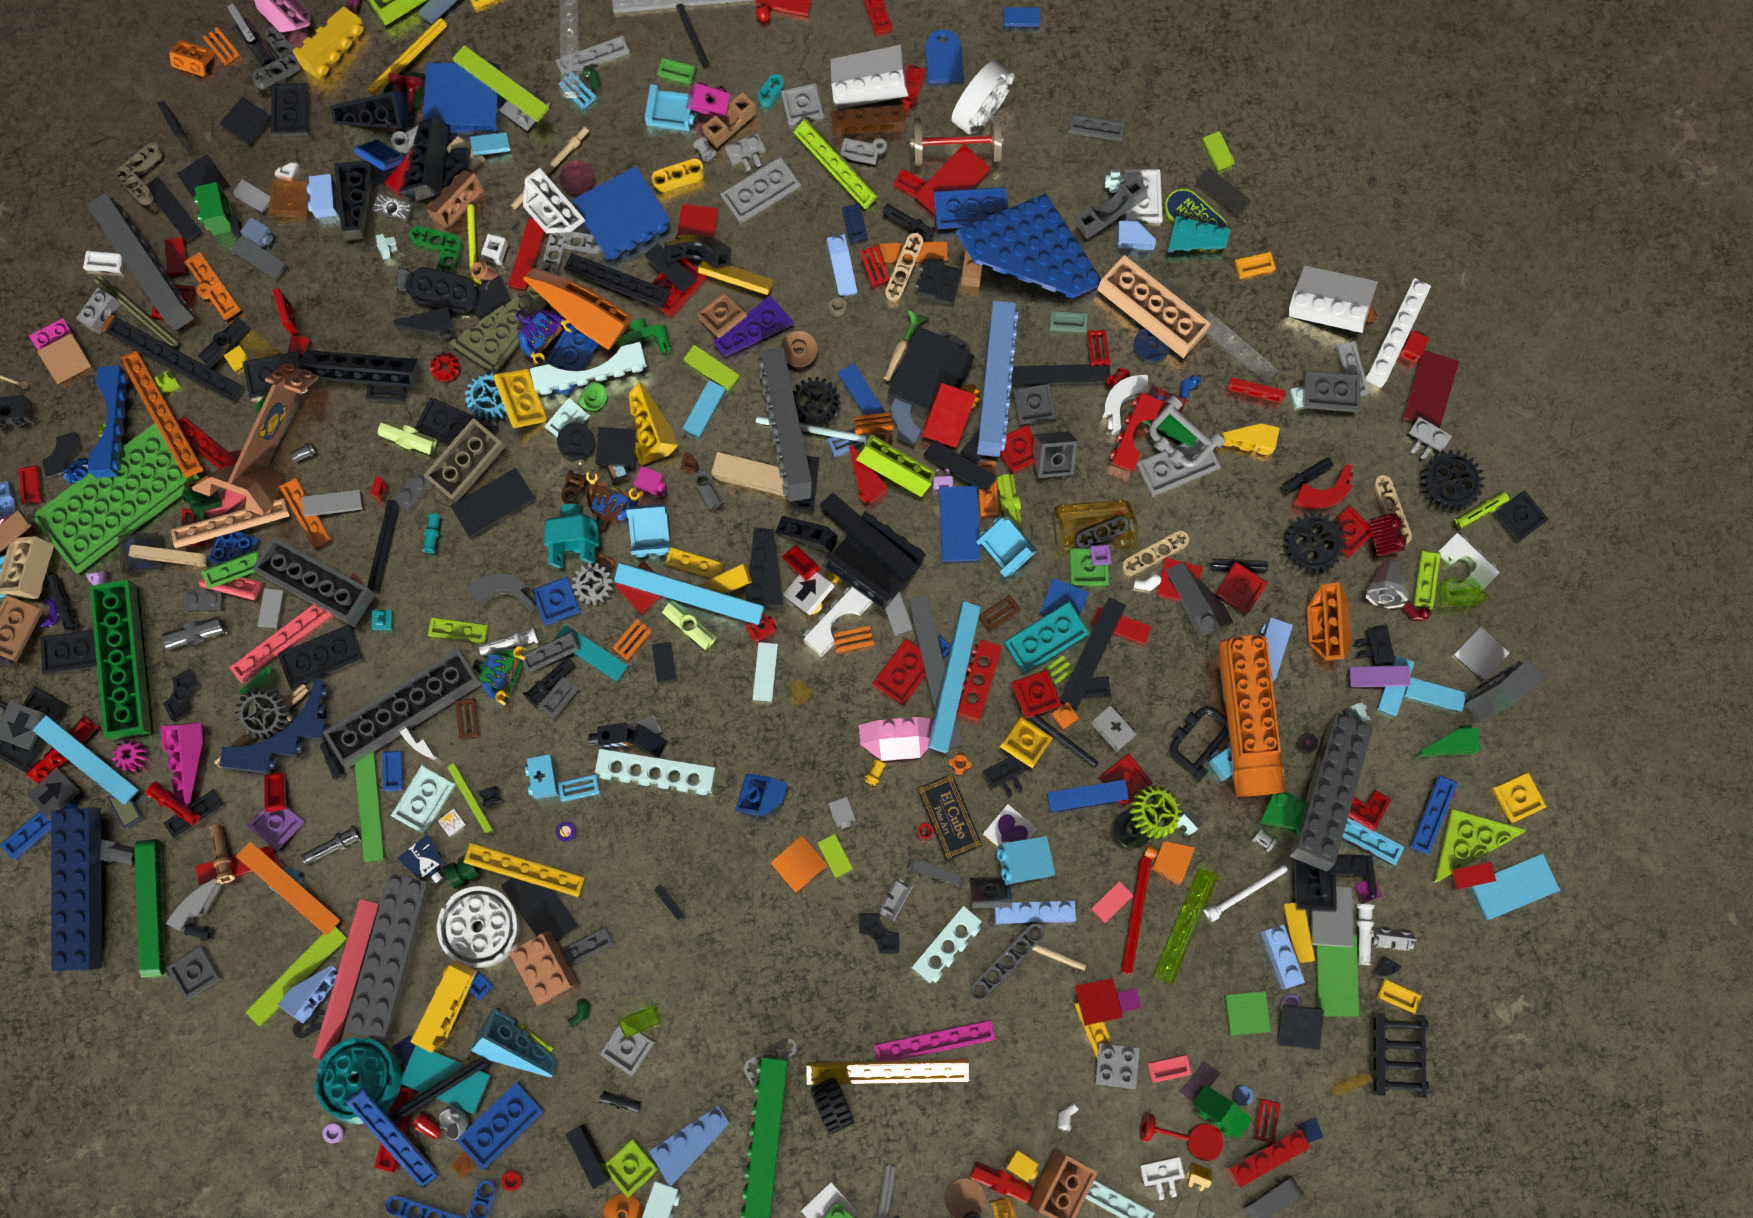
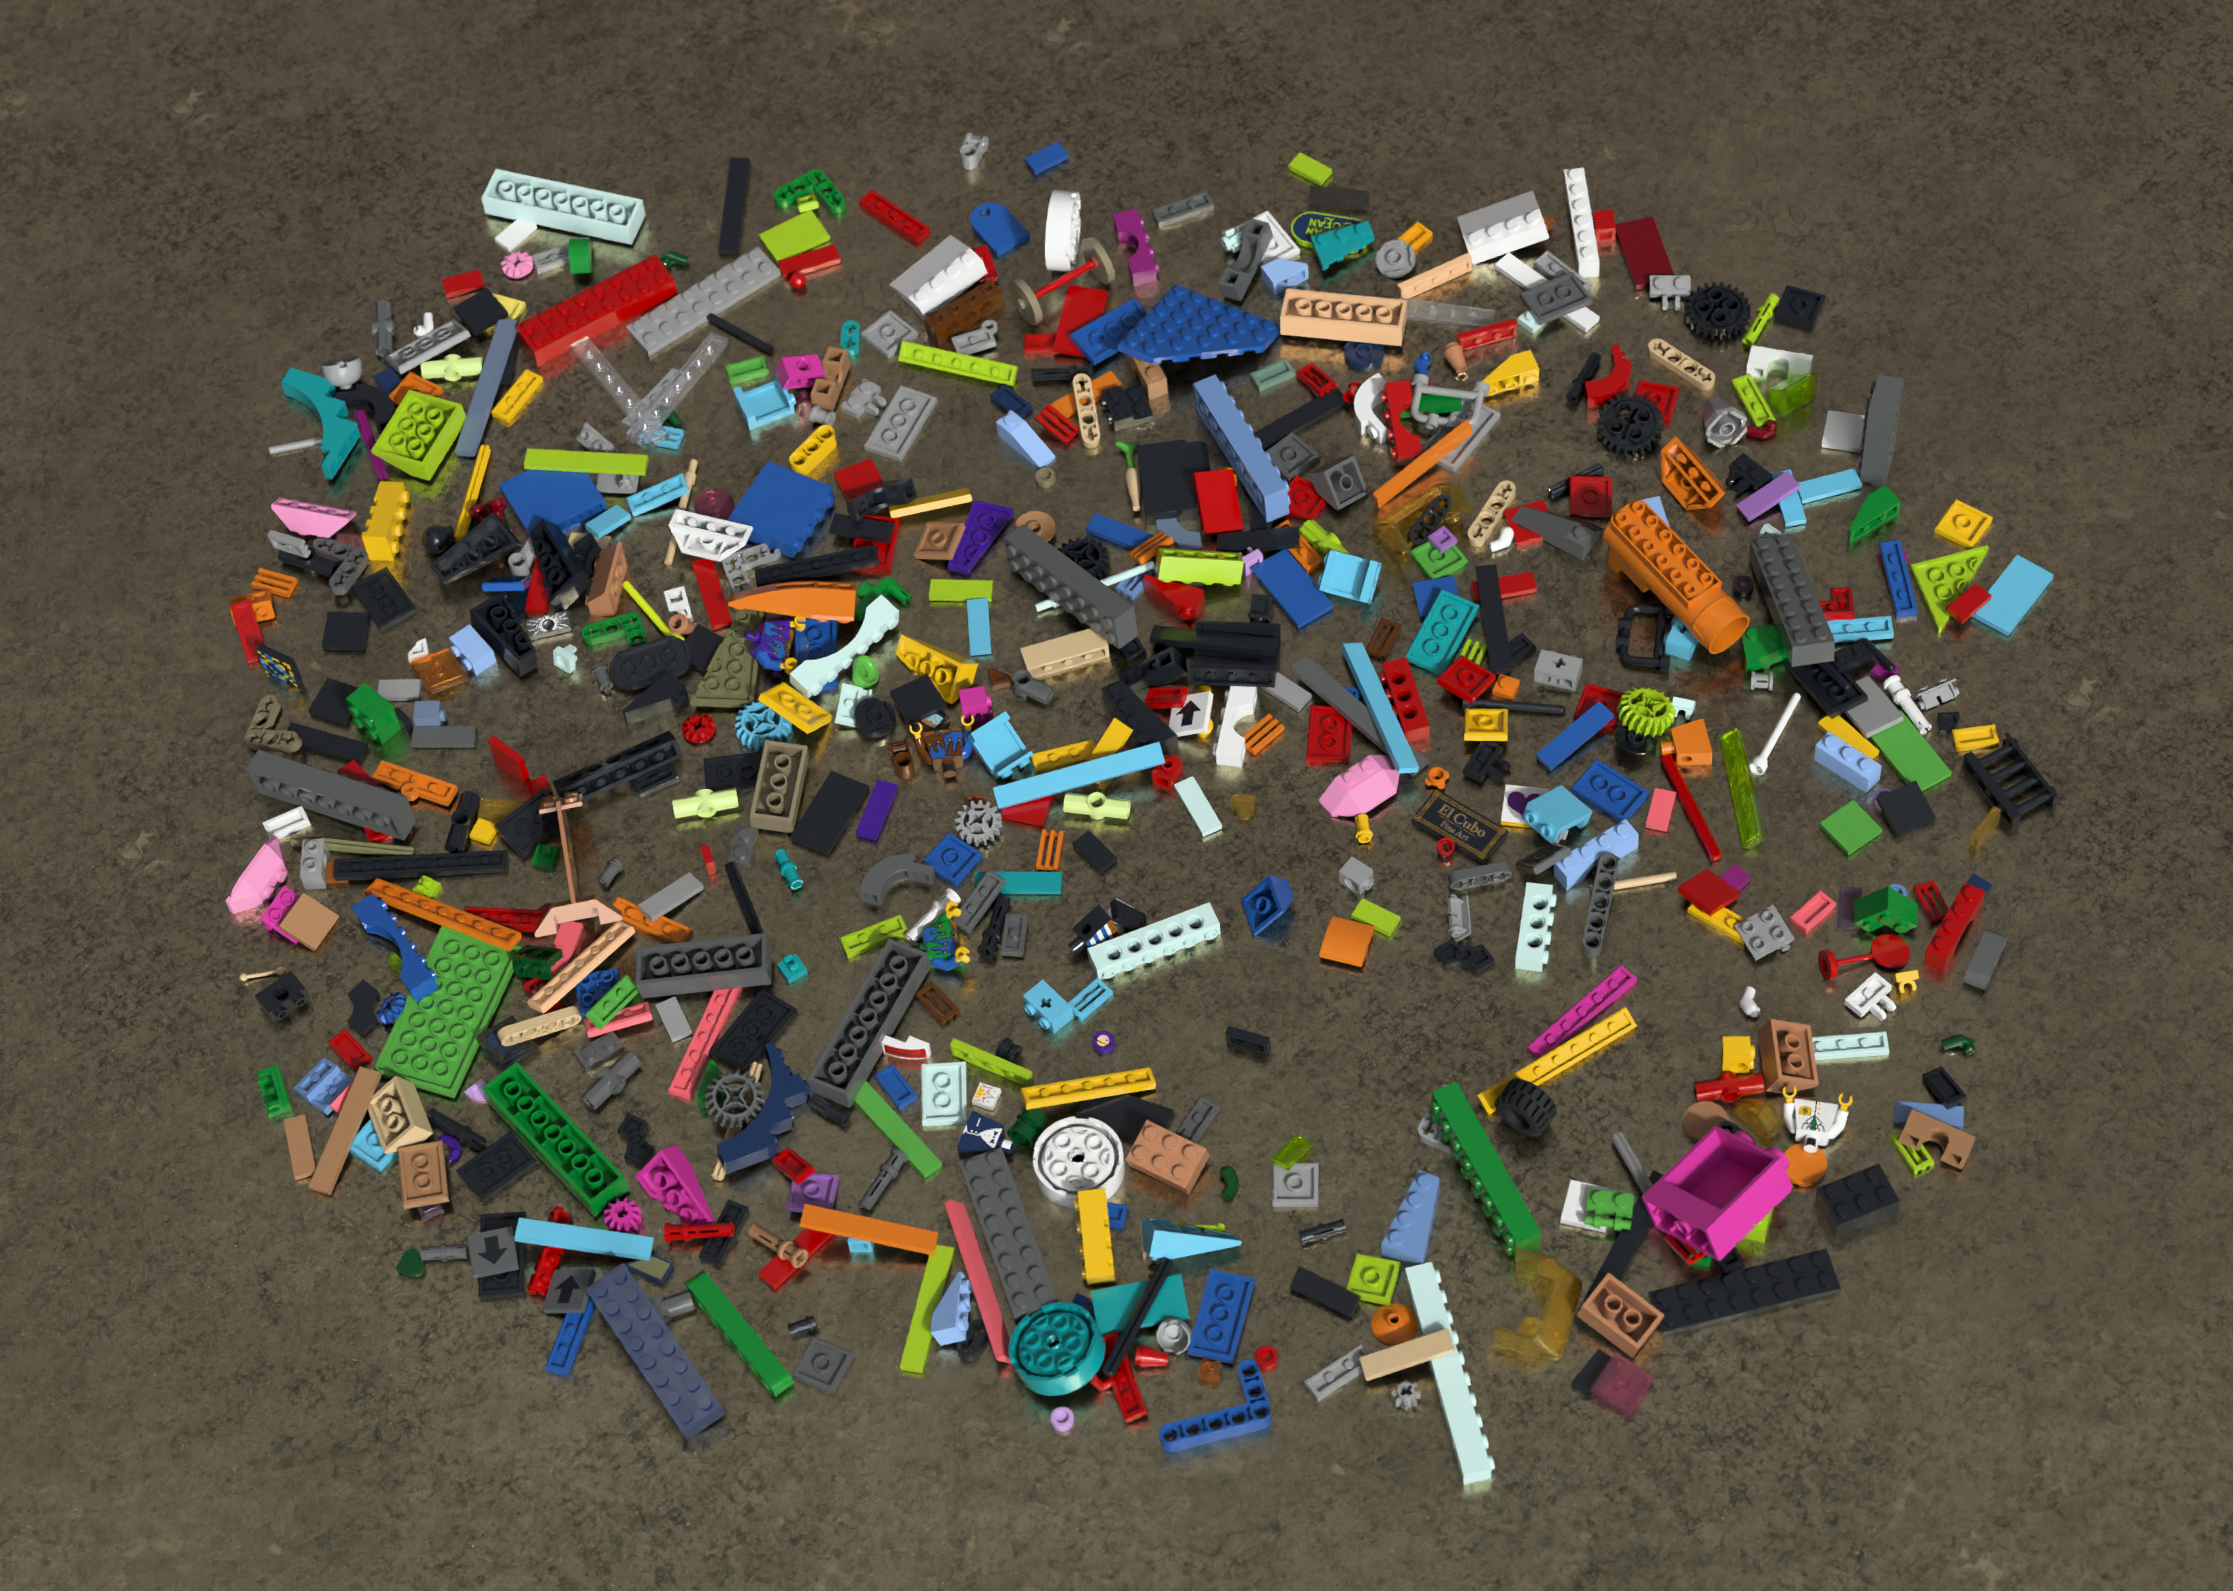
camera: 25 degrees left, 20 degrees down
(55, 297) = (259, 878): none -> bright pink wedge
(174, 78) = (247, 628): none -> red tile
(194, 905) = (782, 1305): light grey slope -> none
(357, 81) = (437, 538): none -> black piece
(391, 1137) = (1126, 1370): blue tile -> none
(523, 68) = (594, 440): none -> light grey hinge
(528, 522) = (876, 810): none -> dark purple tile
(541, 143) = (658, 495): none -> medium azure tile
(571, 533) = (929, 788): teal piece -> none
(610, 58) = (676, 389): none -> clear tile
(922, 529) = (1261, 608): none -> black bracket
(1030, 160) = (1129, 230): none -> magenta arch
(1084, 860) = (1609, 791): none -> blue tile
(1128, 478) = (1422, 463): none -> orange tile
(1218, 394) = (1454, 355): none -> nougat cone
(1230, 275) = (1395, 259): none -> light grey tile
(1250, 311) = (1435, 276): none -> light nougat tile
(1325, 362) = (1528, 278): none -> white tile
(1388, 534) = (1691, 381): dark red brick -> none

